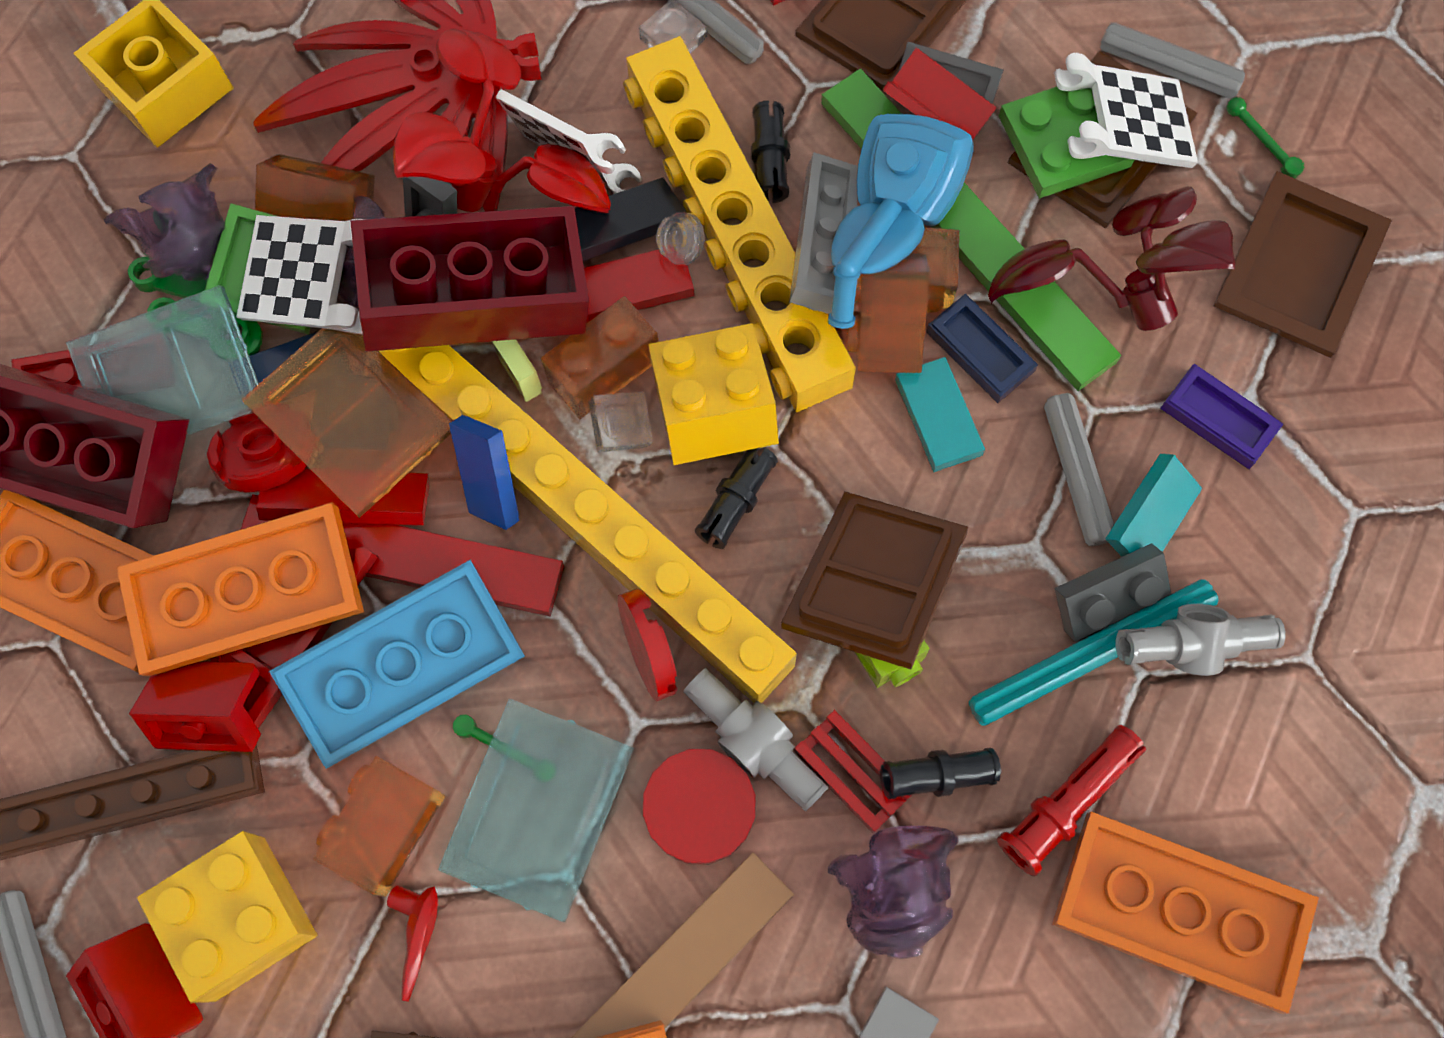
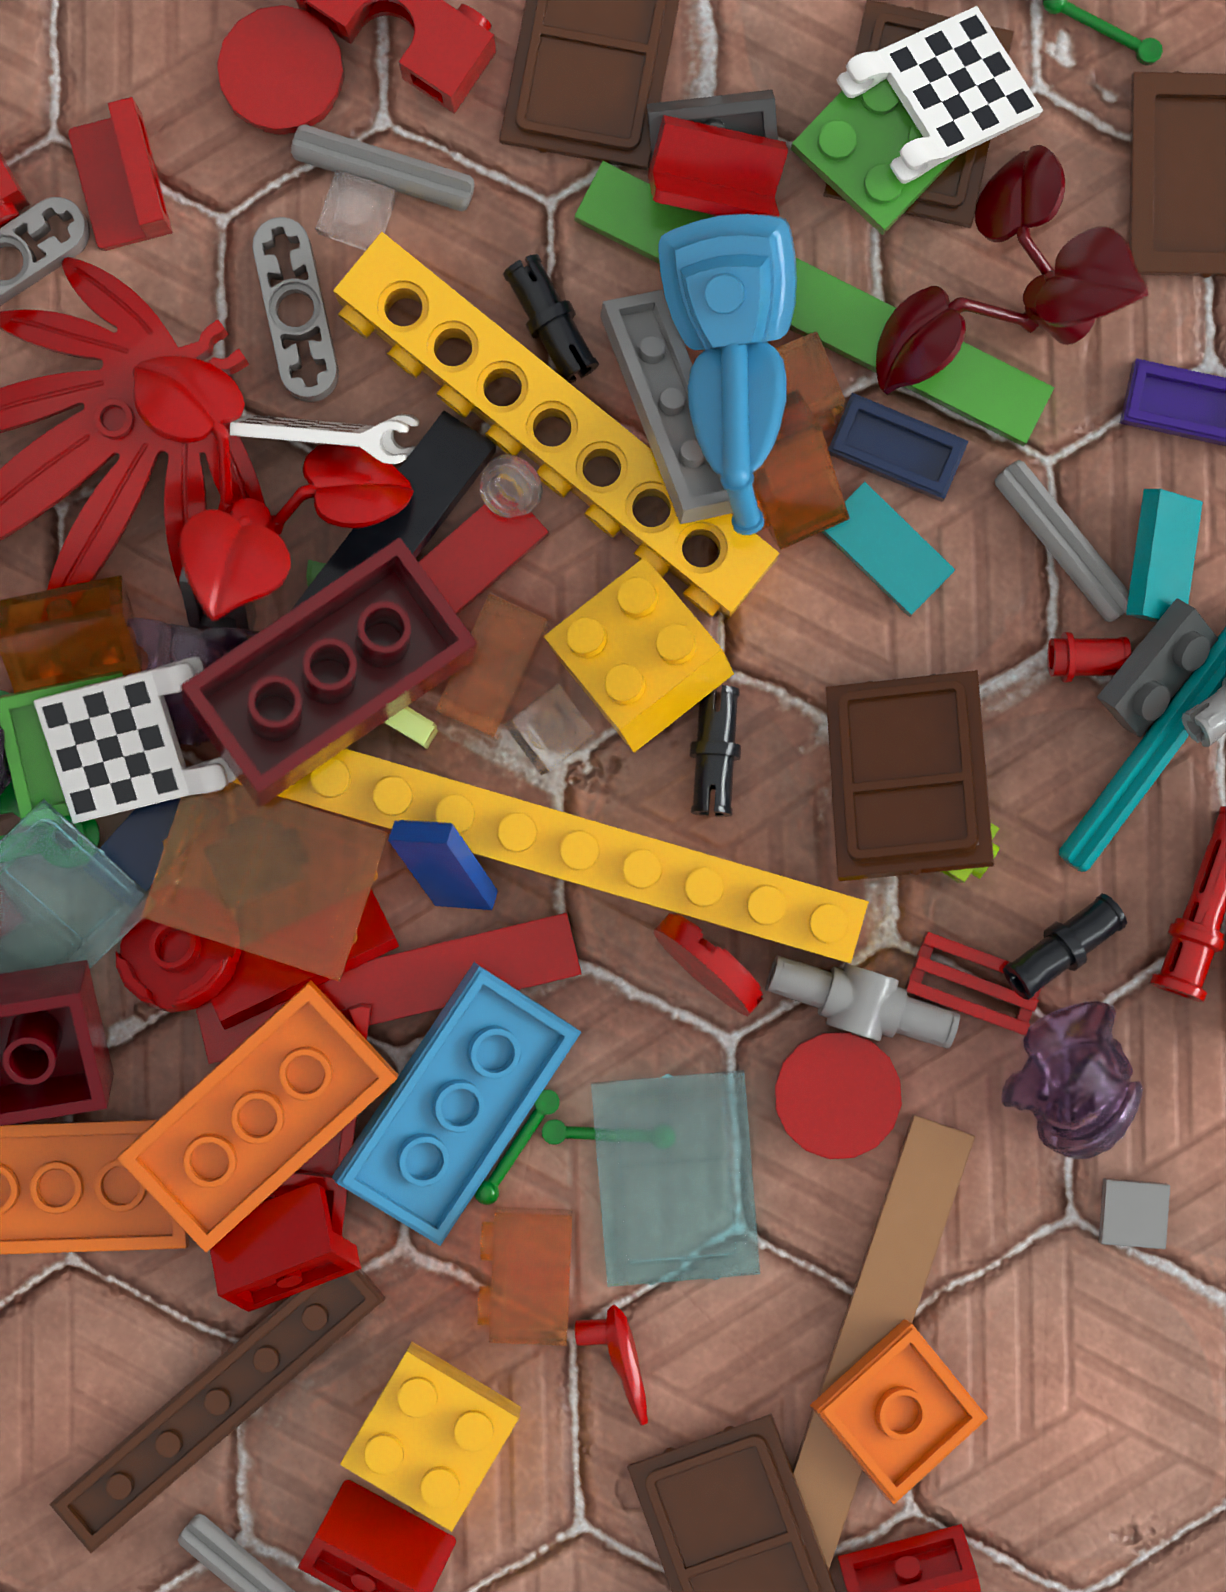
camera: 30 degrees left, 15 degrees up
(469, 700) = (545, 1105): none -> green hinge
(593, 53) = (270, 268): none -> light grey beam
(1058, 558) = (1086, 656): none -> red pin

